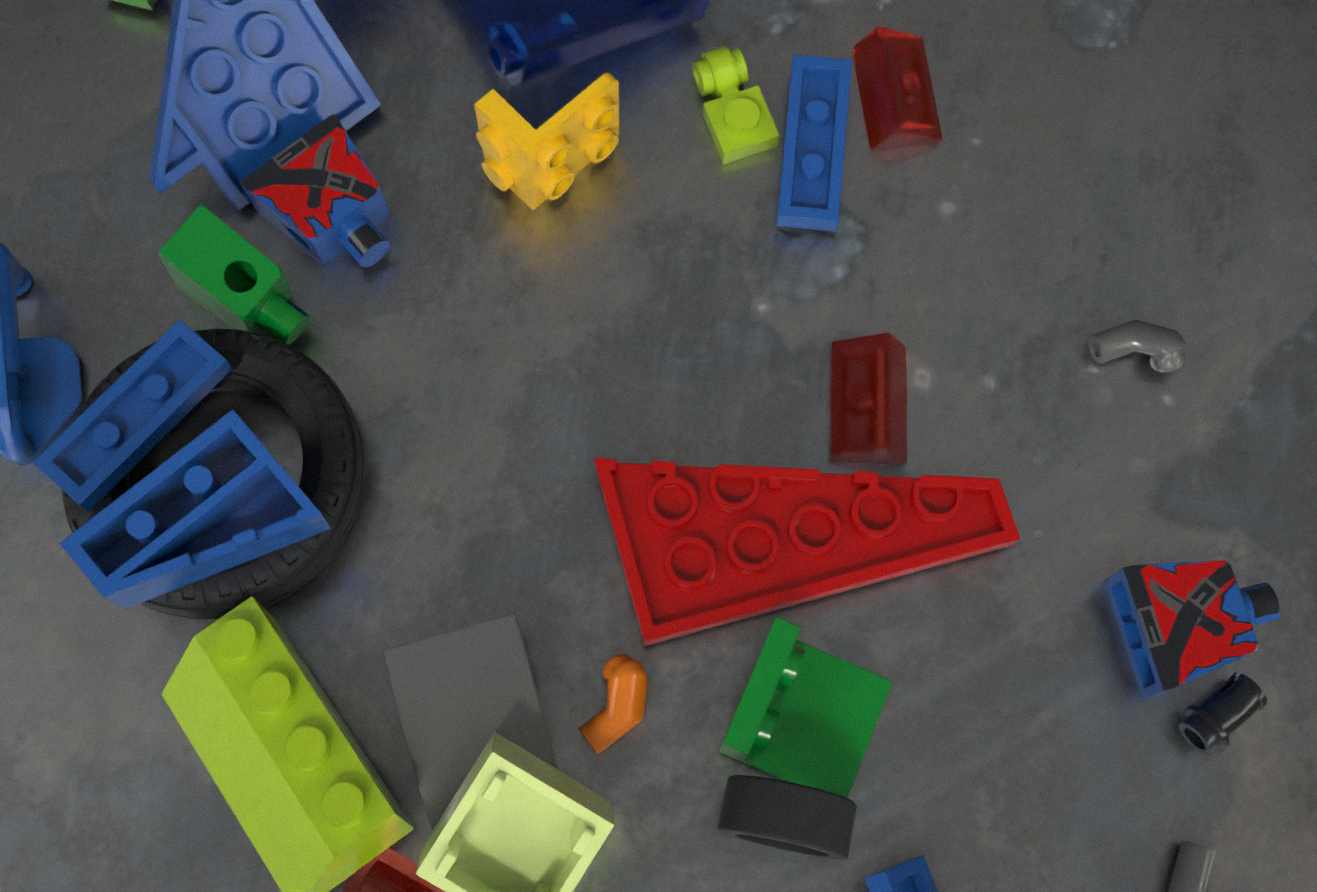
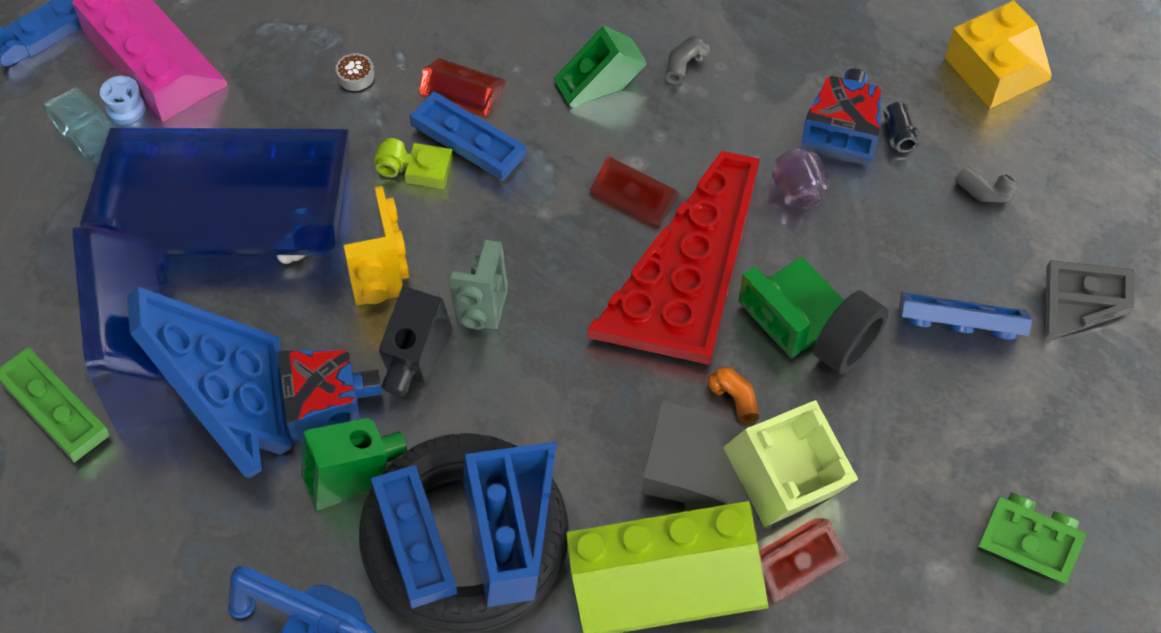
camera: 60 degrees left, 15 degrees down
(443, 257) = (413, 339): none -> black torso
(566, 299) = (482, 294): none -> sand green bracket
(1025, 613) = (800, 178): none -> clear purple head
(1039, 243) = (600, 67): none -> green slope

